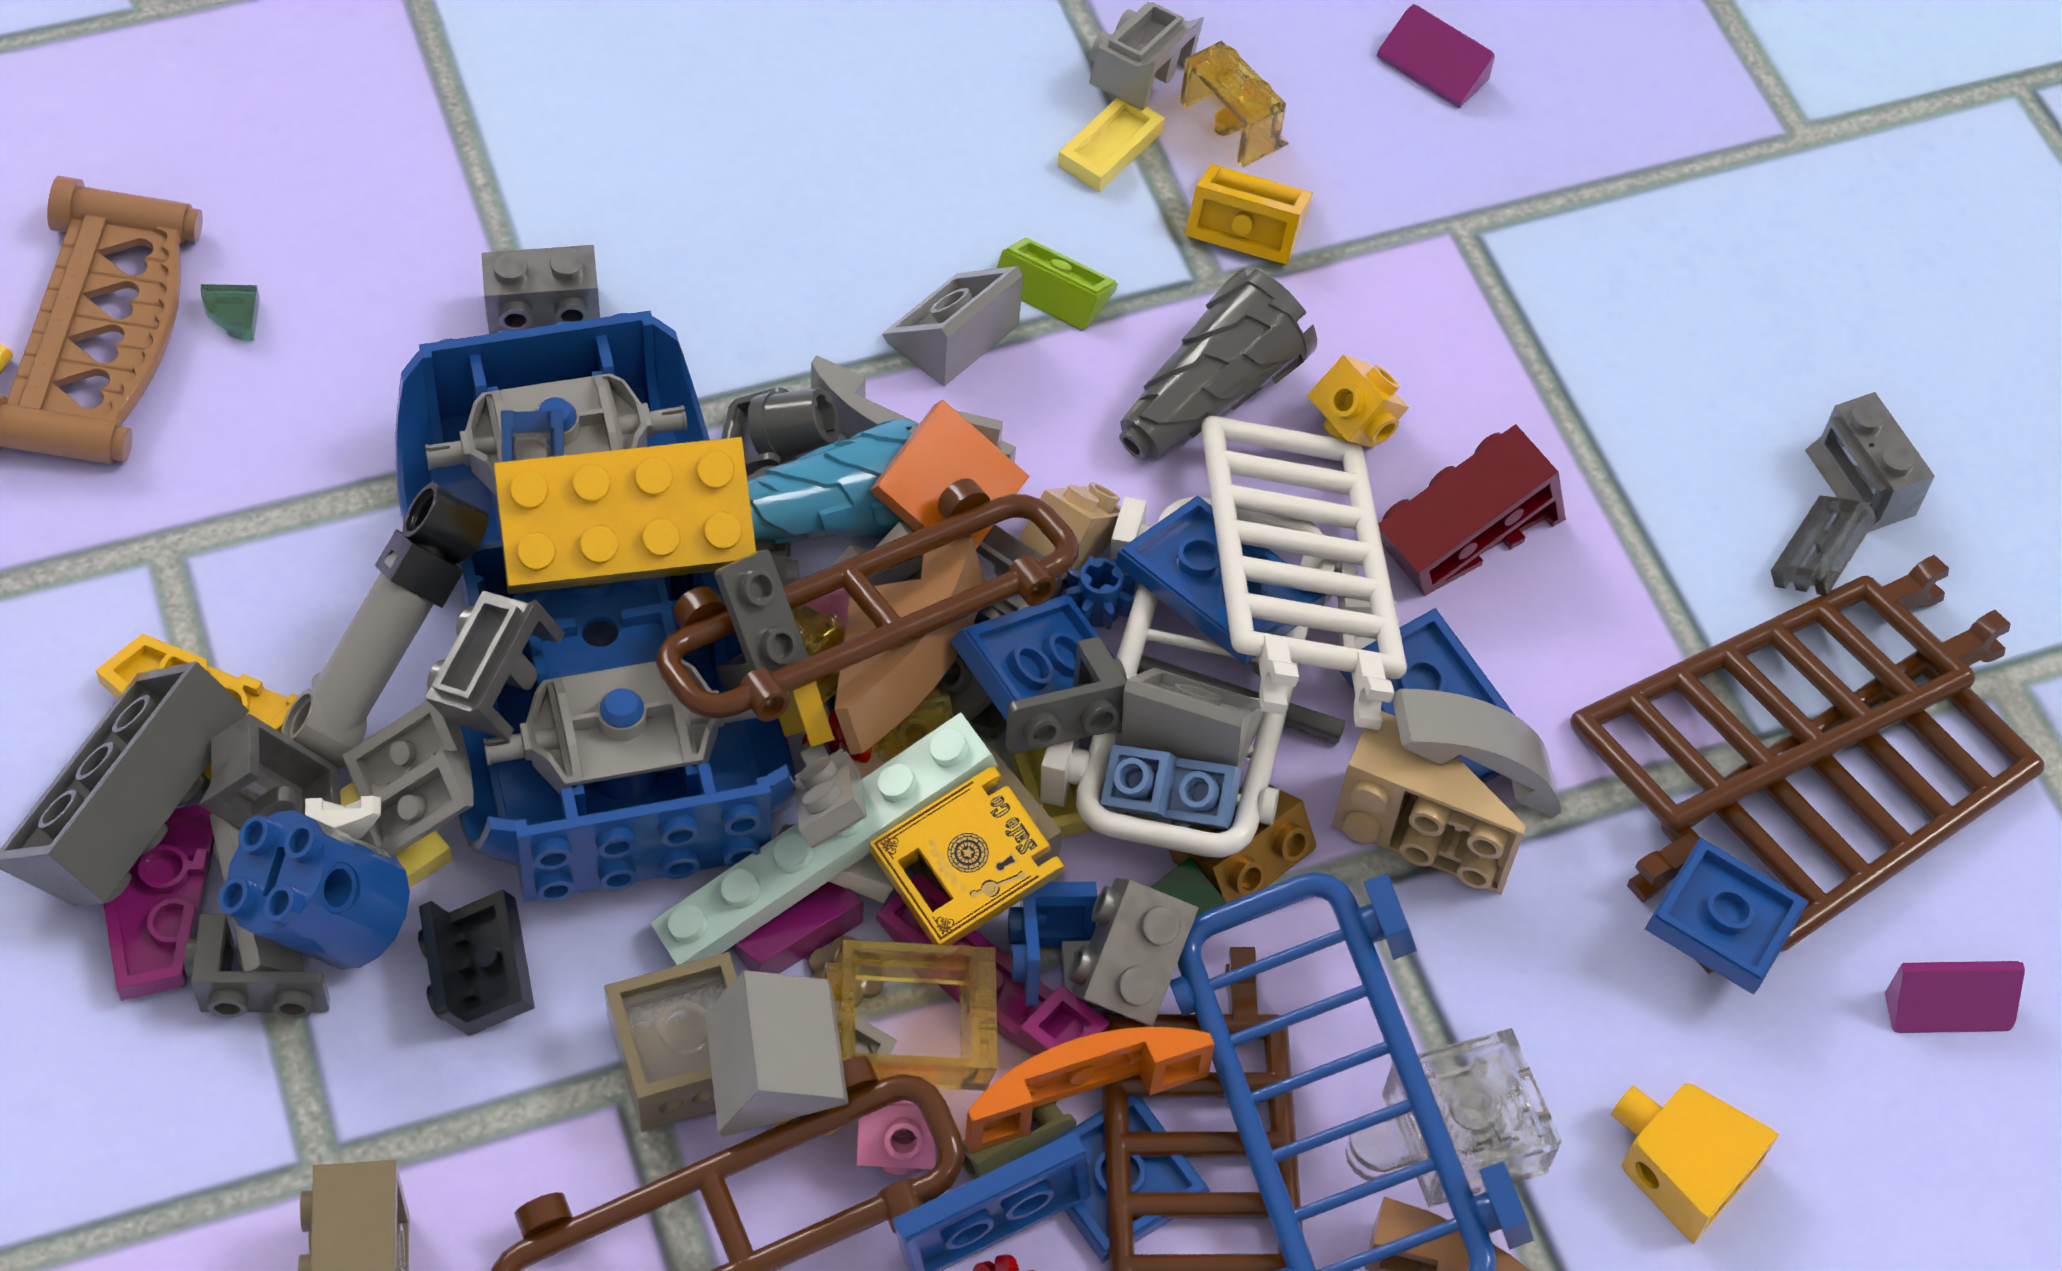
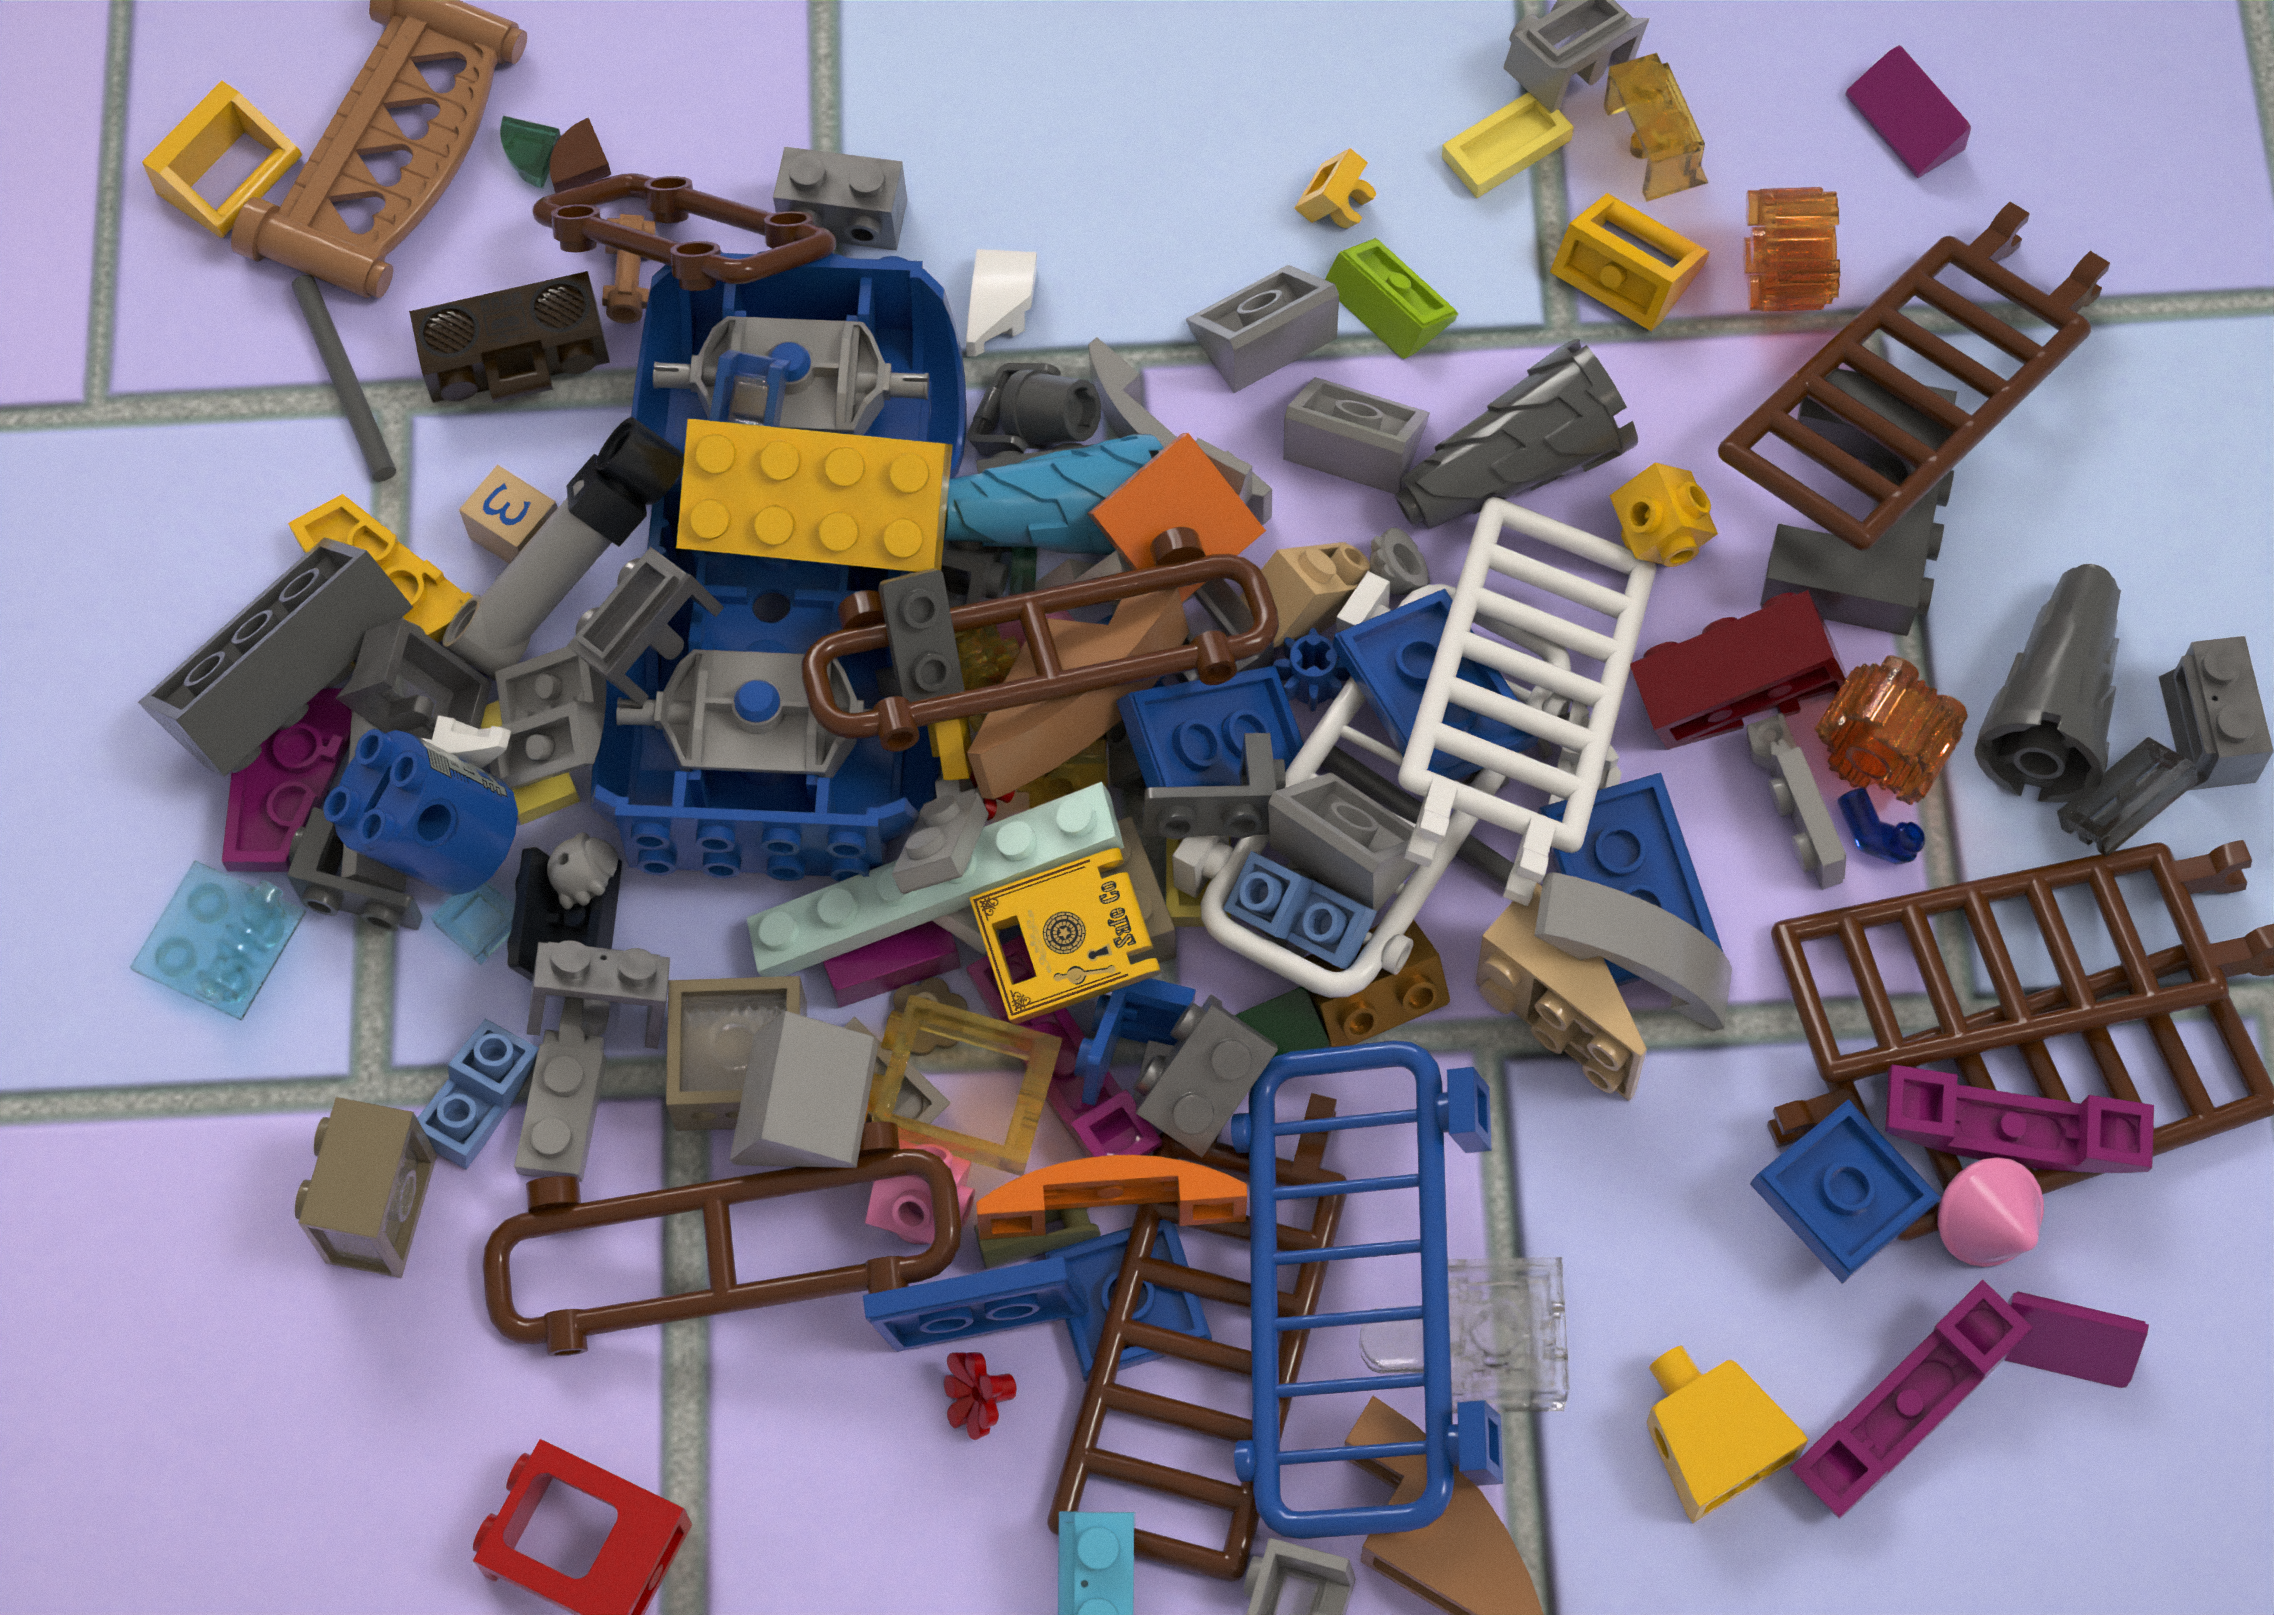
camera: 25 degrees right, 10 degrees up
(110, 537) = (343, 378): none -> dark grey bar
(131, 1064) = (218, 939): none -> clear light blue hinge
(265, 468) = (510, 339): none -> dark brown piece
(282, 308) = (577, 158): none -> reddish brown tile
(310, 619) = (505, 513): none -> tan brick
(311, 346) = (671, 199): none -> reddish brown bar
(354, 366) = (625, 298): none -> medium nougat bar
(387, 987) = (476, 921): none -> clear light blue tile
(437, 1142) = (478, 1093): none -> medium blue slope
(481, 911) = (581, 869): none -> light grey animal
(520, 1126) = (562, 1099): none -> light grey hinge
(531, 1004) = (600, 978): none -> flat silver window
(711, 345) = (999, 295): none -> white slope
(809, 556) = (1021, 570): none -> clear green tile
(980, 203) = (1331, 189): none -> yellow tile
(1065, 399) = (1352, 434): none -> light grey slope
(1138, 483) = (1398, 561): none -> light grey animal
(1388, 170) = (1791, 249): none -> clear orange brick
(1537, 303) = (1886, 582): none -> dark grey arch
(1558, 340) = (1968, 430): none -> reddish brown bar
(1558, 604) = (1797, 794): none -> light grey hinge
(1616, 529) = (1891, 729): none -> clear orange brick
(1630, 625) = (1877, 838): none -> clear blue arm
(1740, 481) = (2058, 697): none -> dark grey cone
(1846, 1080) = (1912, 1400): none -> magenta slope
(1851, 830) = (2030, 1130): none -> magenta slope
(1853, 907) = (1991, 1212): none -> bright pink hat

